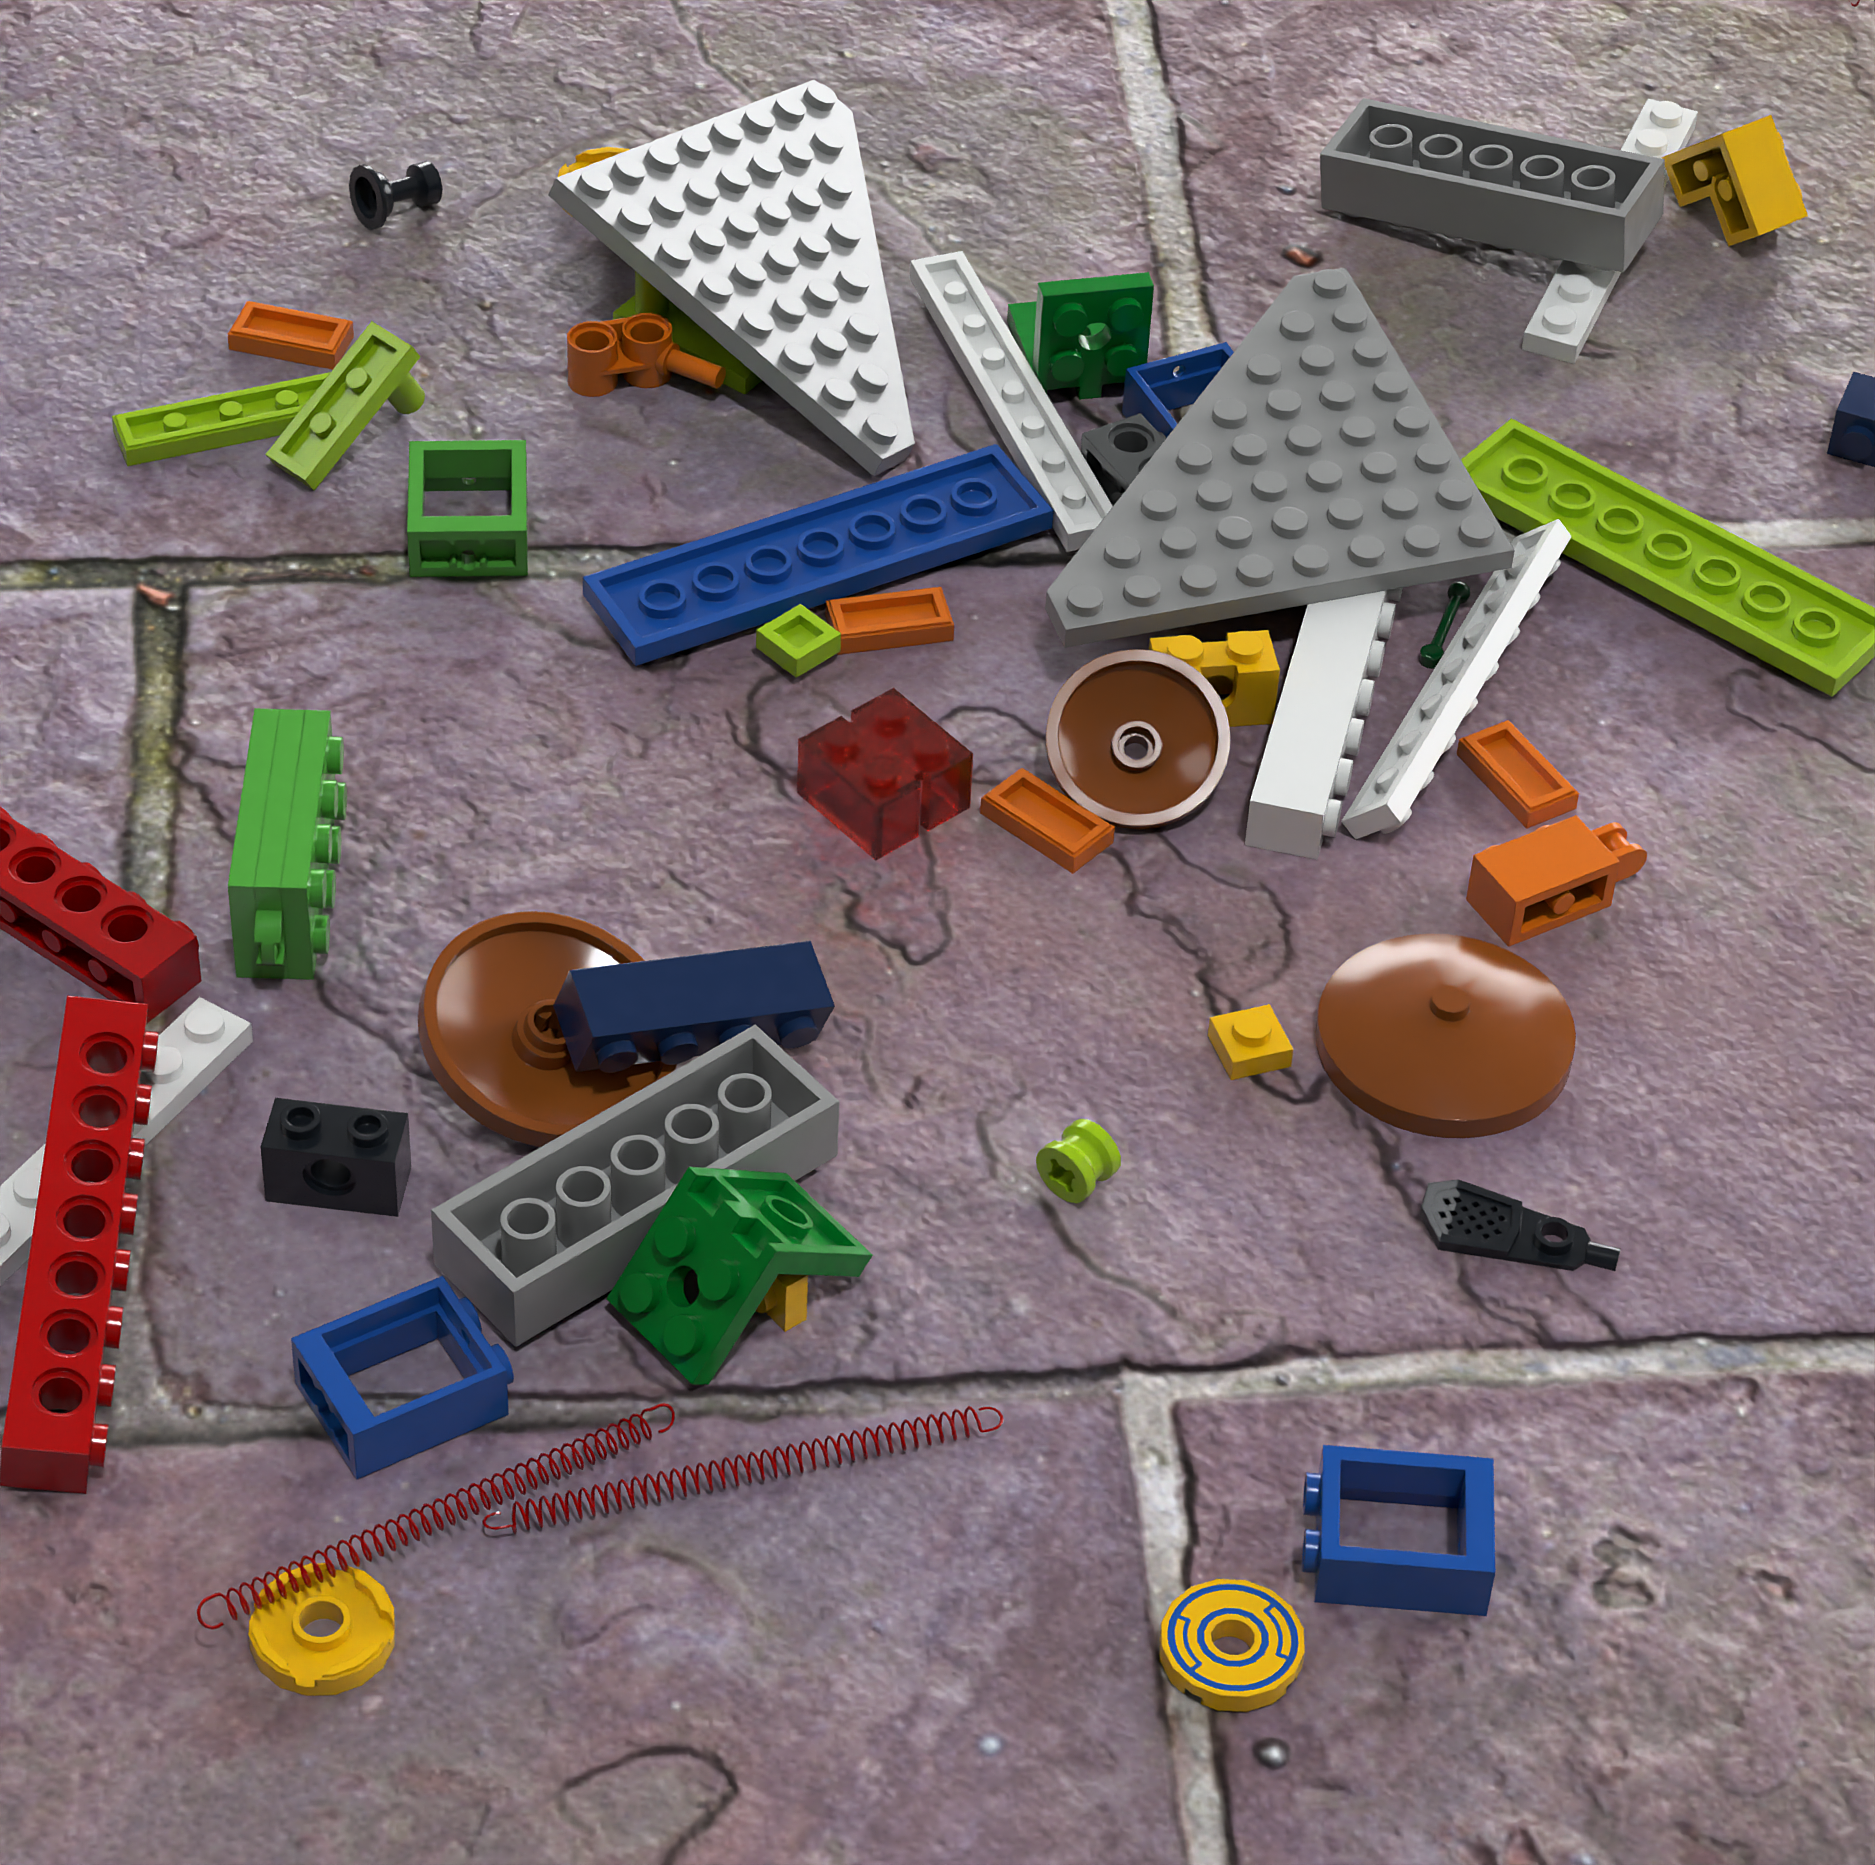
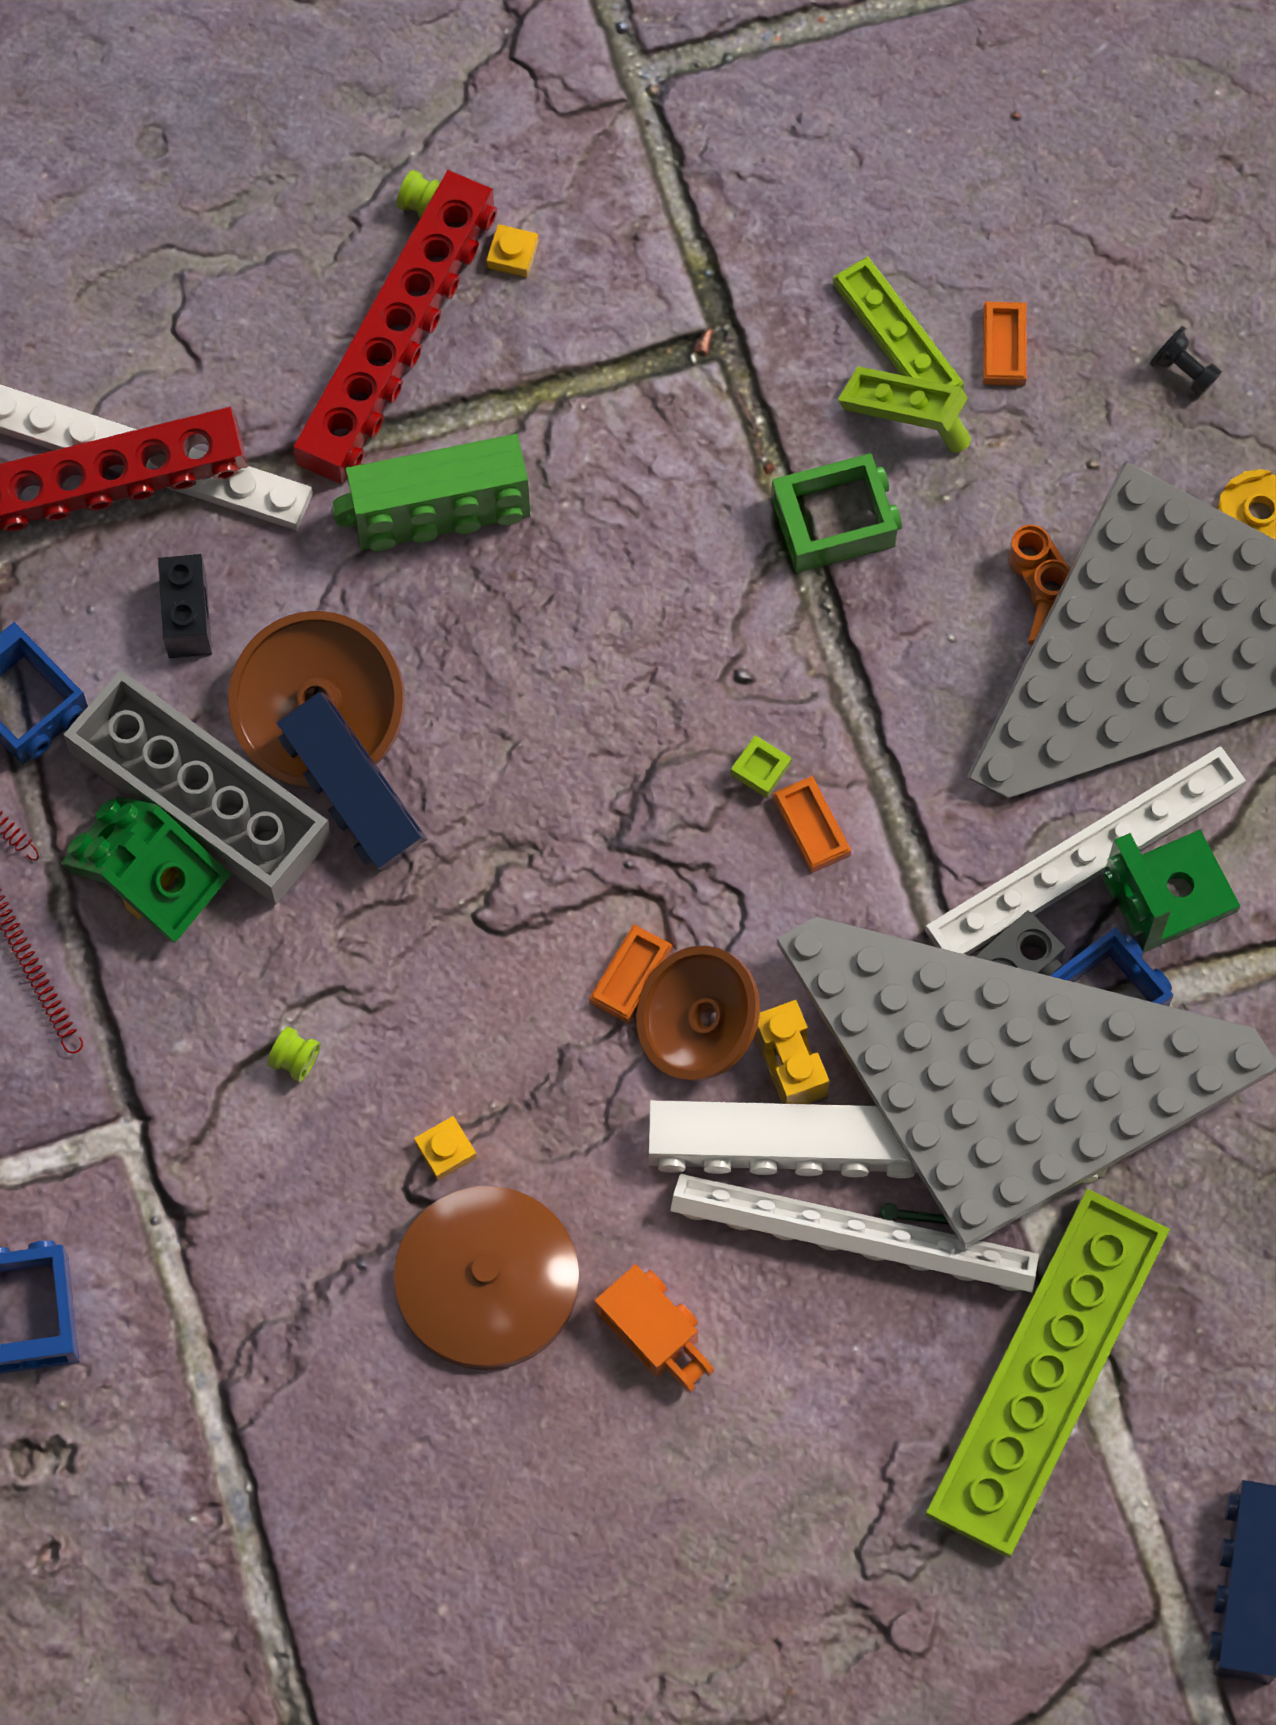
camera: 80 degrees right, 25 degrees up
(816, 553) = (863, 760): blue plate -> none
(871, 770) = (632, 850): clear red piece -> none
(1498, 1227) = (316, 1353): black piece -> none
(1517, 774) = (771, 1292): orange tile -> none

